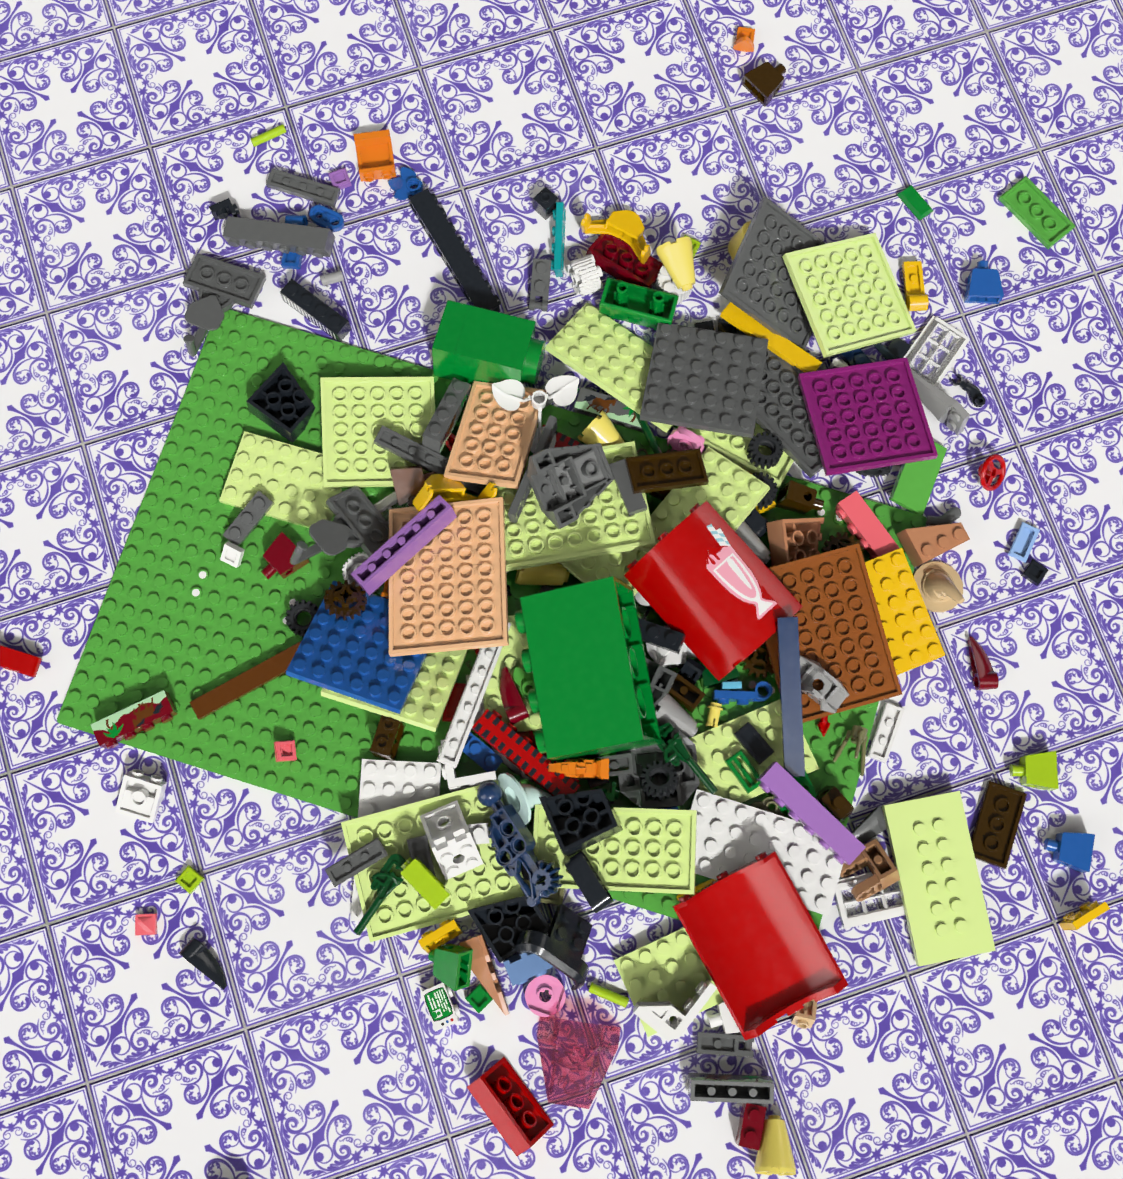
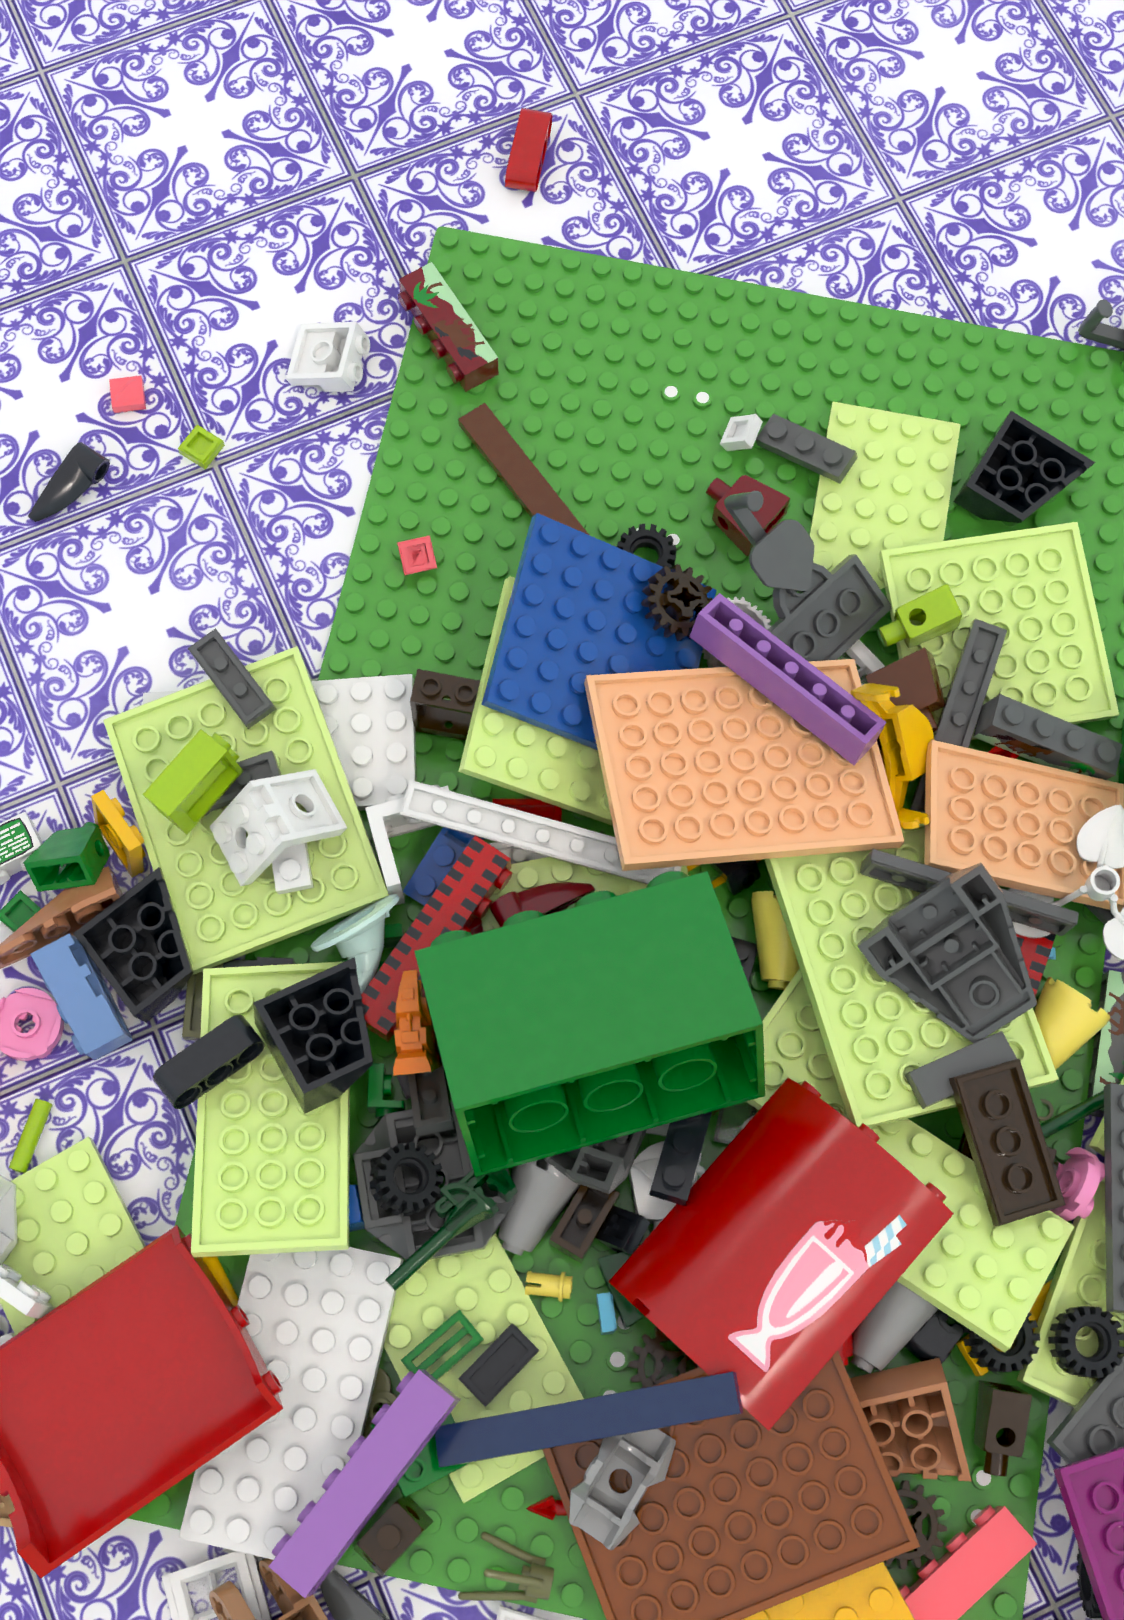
camera: 85 degrees right, 5 degrees down
(369, 460) = (934, 610): none -> lime torso
(385, 883) = (187, 727): dark green piece -> none
(509, 841) = (269, 934): dark blue arm -> none
(562, 944) = (107, 1038): black piece -> none
(742, 697) = (586, 1336): blue plate -> none

